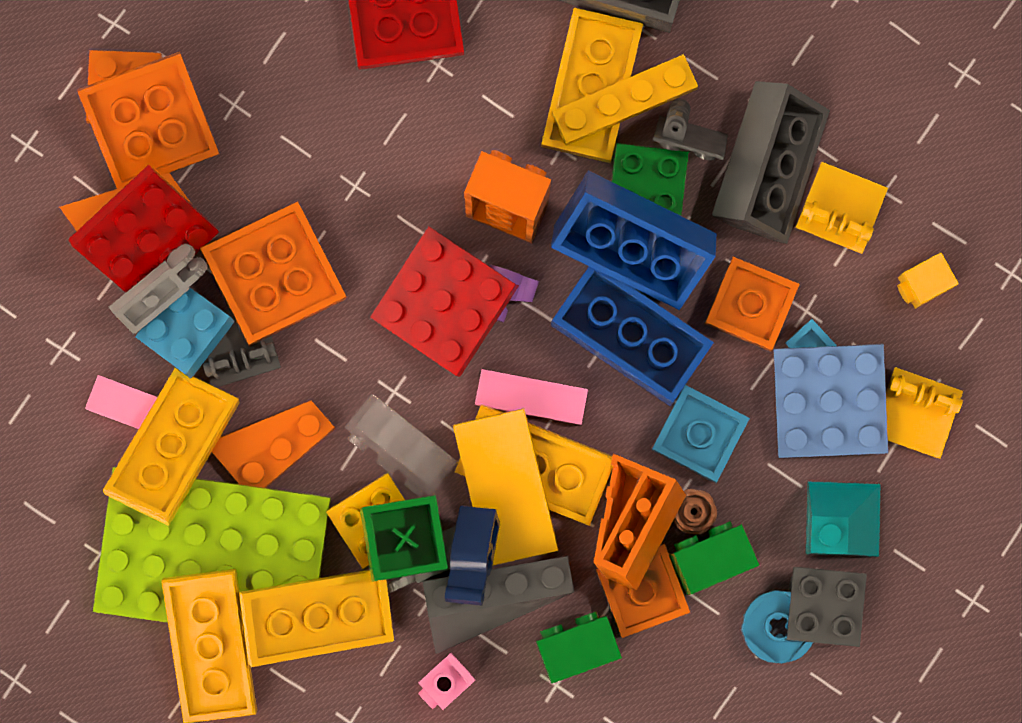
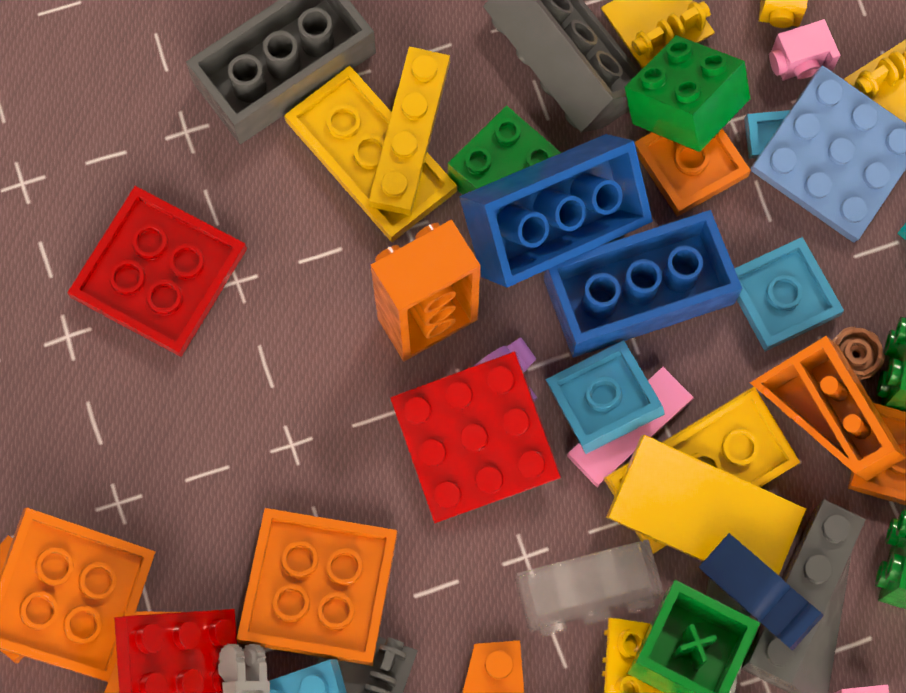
camera: 50 degrees left, 10 degrees down
(535, 365) = (605, 397): none -> dark azure plate
(676, 133) = (477, 103): dark grey hinge -> none
(791, 267) = (688, 93): none -> green brick
(890, 325) = (804, 51): none -> bright pink brick

